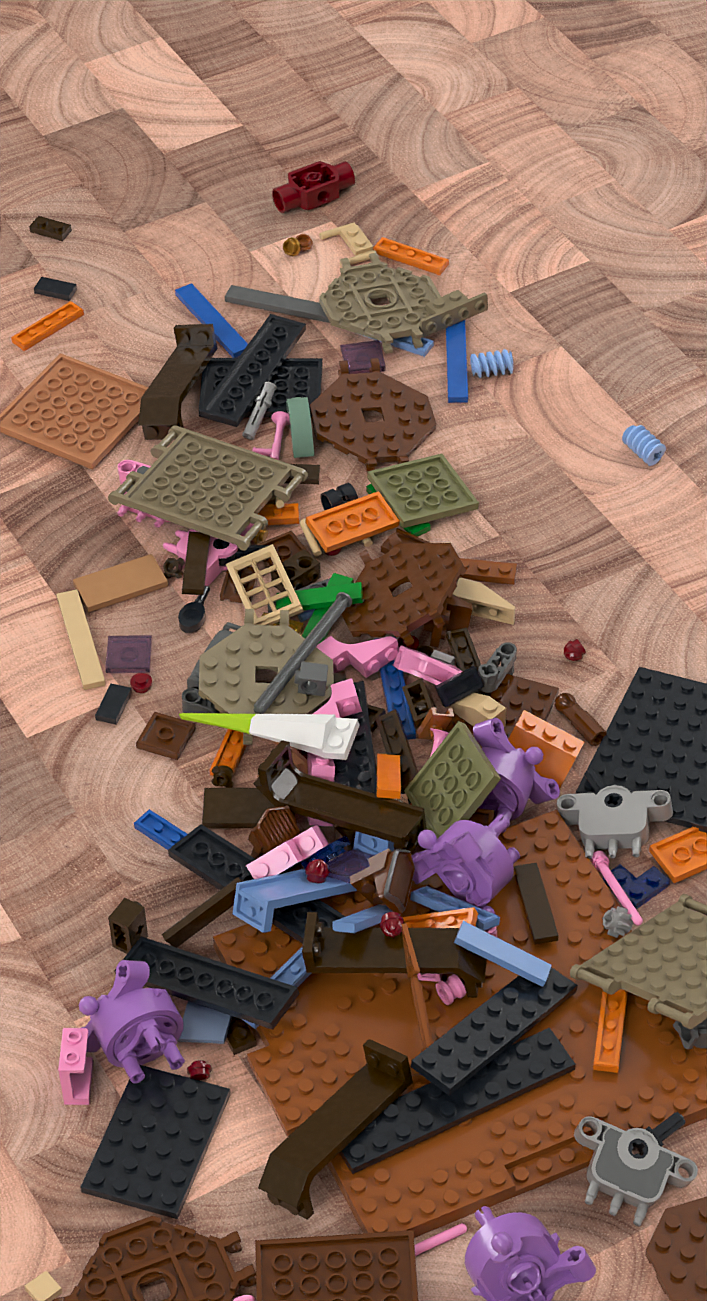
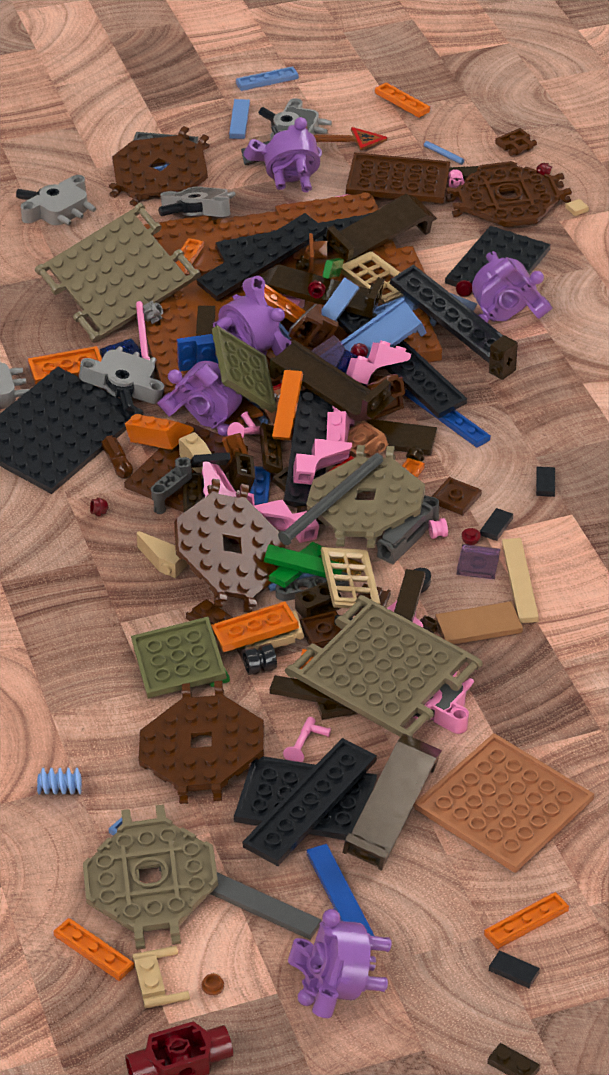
camera: 170 degrees left, 5 degrees down
(60, 770) = (545, 481): none -> black tile
(74, 1067) = (550, 268): bright pink panel -> none
(178, 679) = (438, 528): none -> bright pink wheel
(200, 239) = (337, 963): none -> medium lavender piece
(202, 915) = (444, 351): dark brown tile -> none
(262, 403) = (309, 760): light grey pin -> none
(291, 247) = (228, 974): pearl gold plate -> none
(300, 427) = (277, 735): sand green arch -> none
(312, 678) = (329, 472): dark grey brick -> none
(313, 733) = (342, 429): white plate -> none
(324, 1010) = (380, 263): none -> tan piece
(359, 356) = (193, 818): clear purple tile -> none
(382, 990) = (333, 268): none -> green tile
(436, 1031) = (302, 264): none -> dark brown plate
(451, 310) = (79, 841): dark tan bracket -> none
(456, 363) = (92, 805): blue tile -> none
(489, 571) = (148, 588): dark orange plate -> none
(502, 953) = (239, 274): medium blue tile -> none
(528, 830) = (194, 350): none -> blue plate

